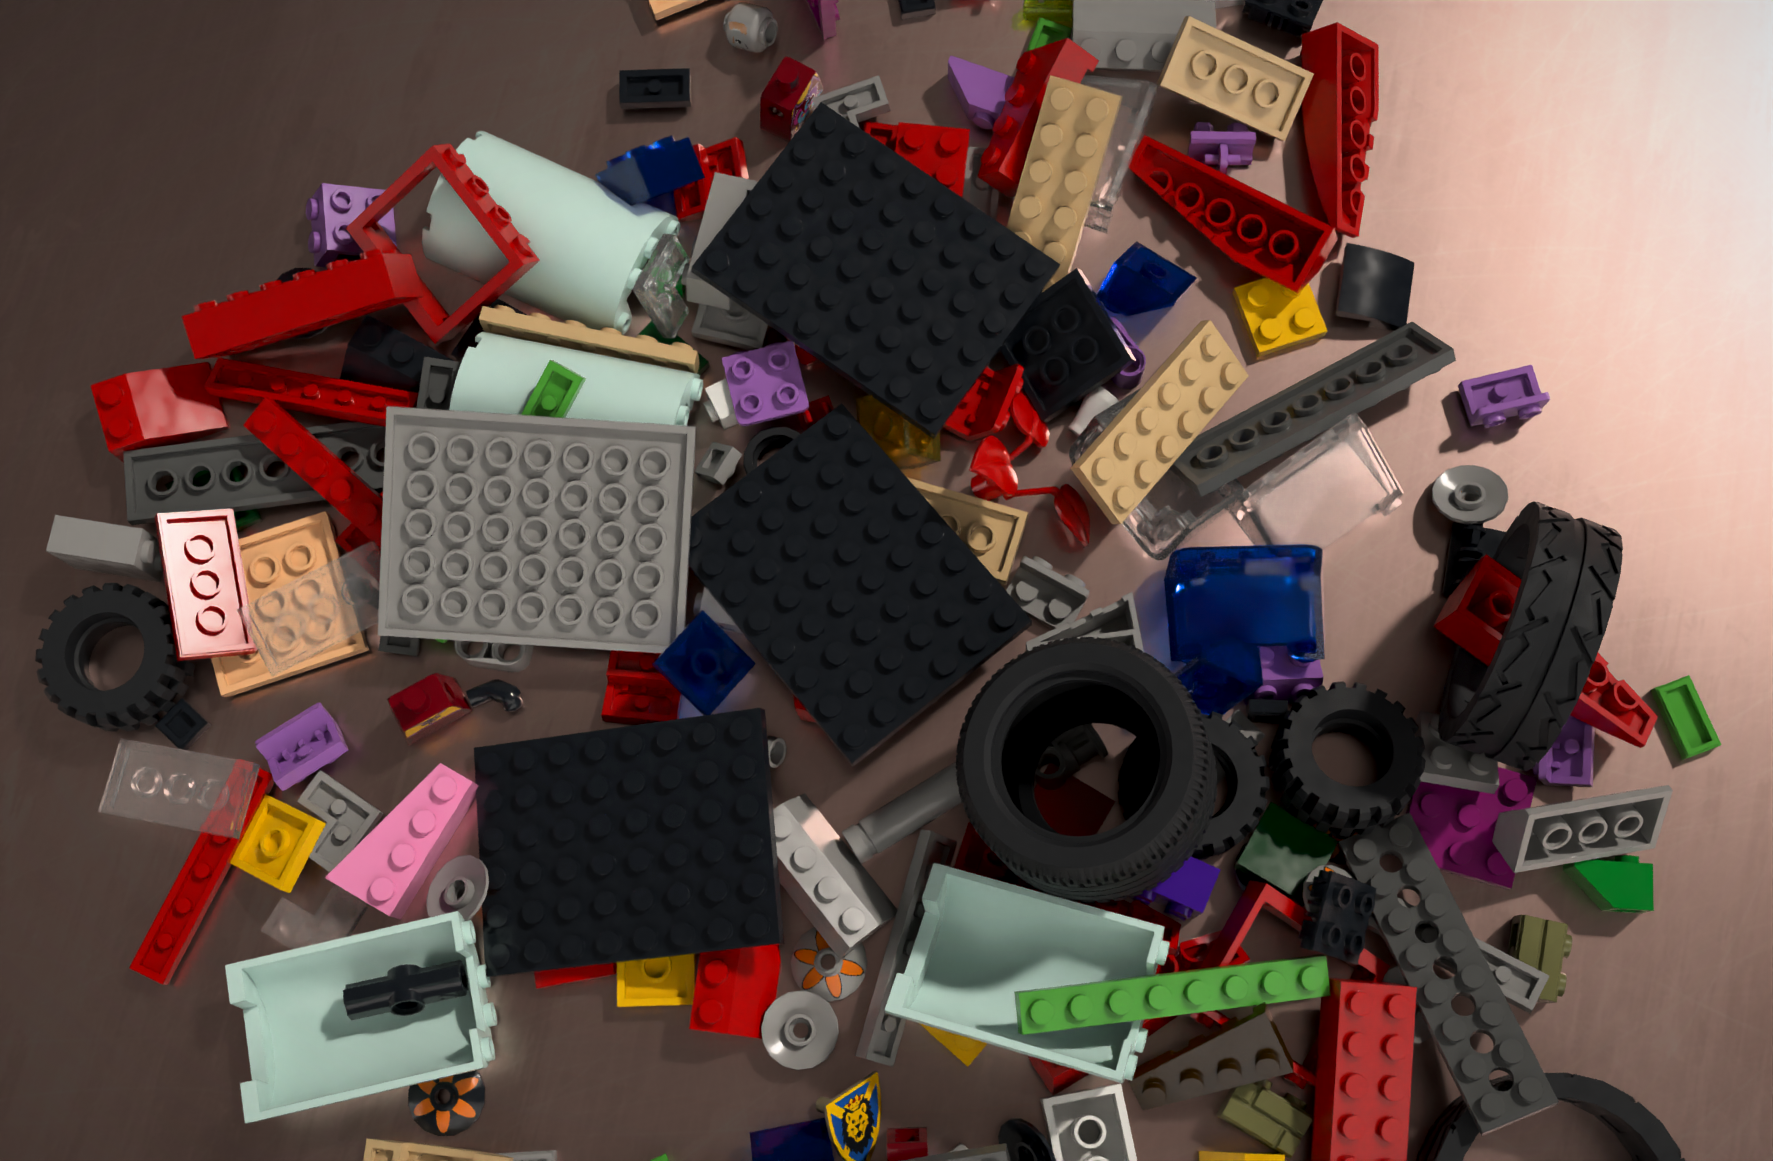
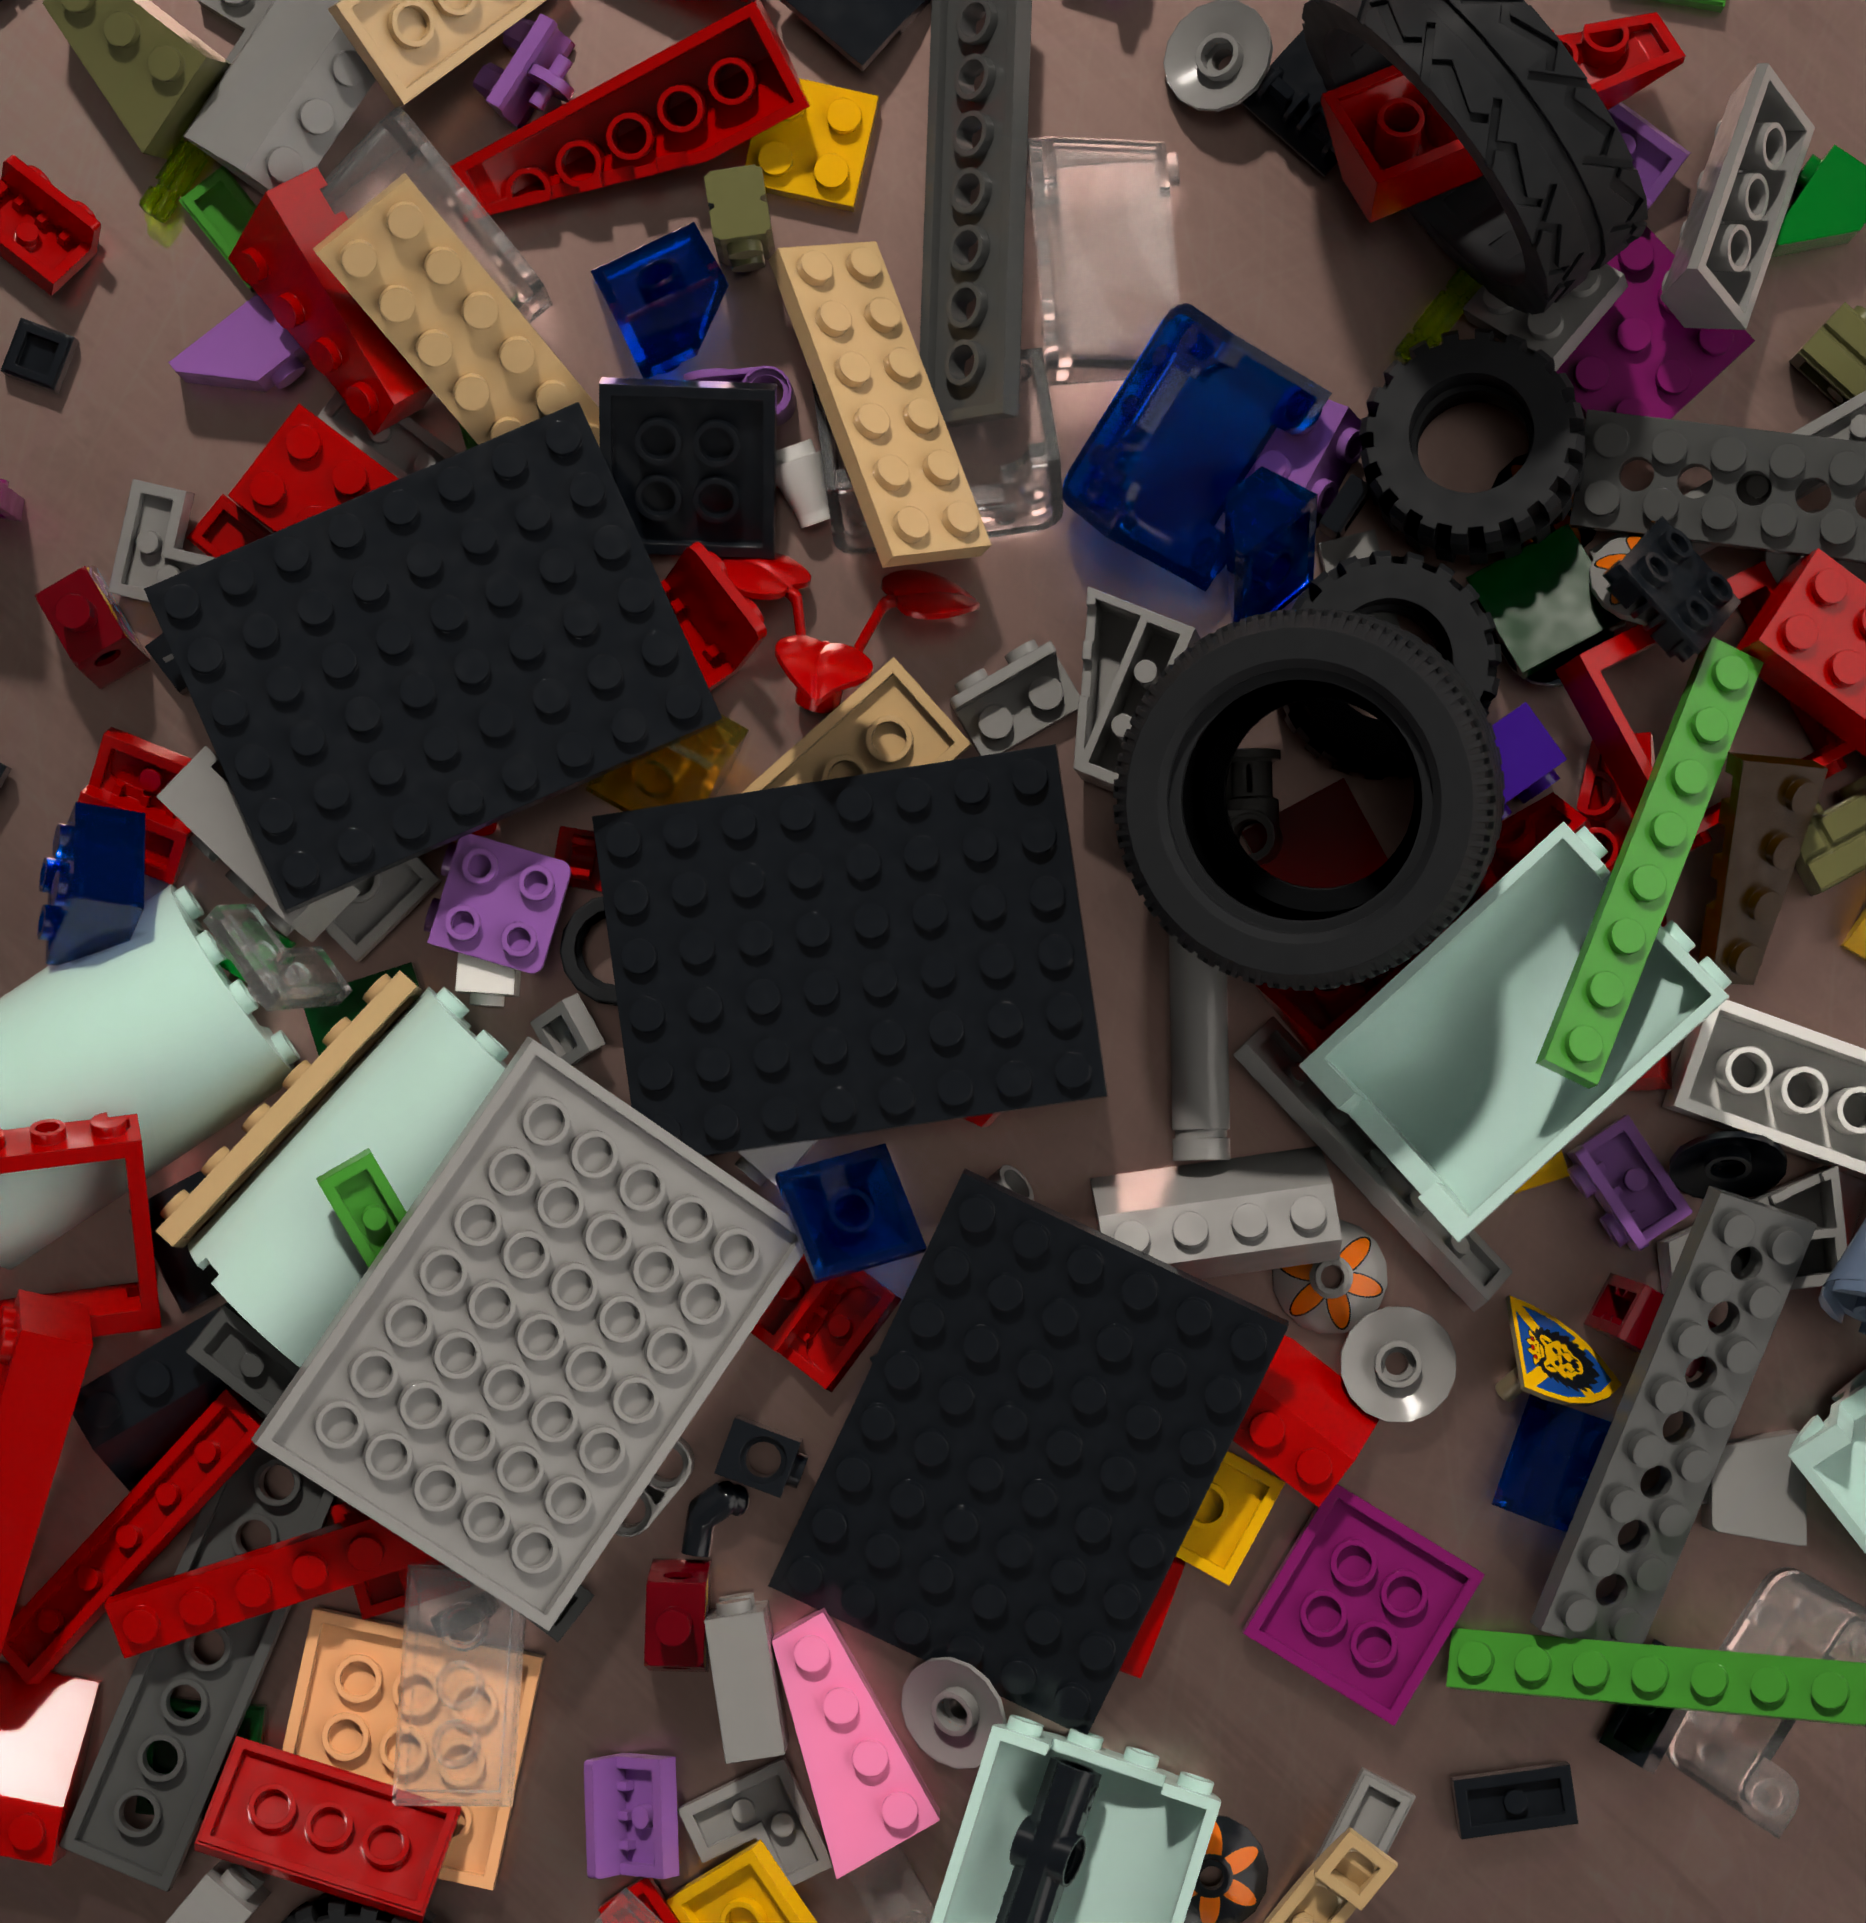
camera: 60 degrees left, 10 degrees up
(410, 760) = (746, 1679): none -> light grey brick
(532, 689) = (735, 1464): none -> black brick
(650, 1092) = (1363, 1603): none -> magenta plate
(983, 1103) = (1627, 1184): none -> medium lavender bracket
(1215, 292) = (740, 217): none -> olive brick
(1414, 701) = (1440, 314): none -> clear neon green axle

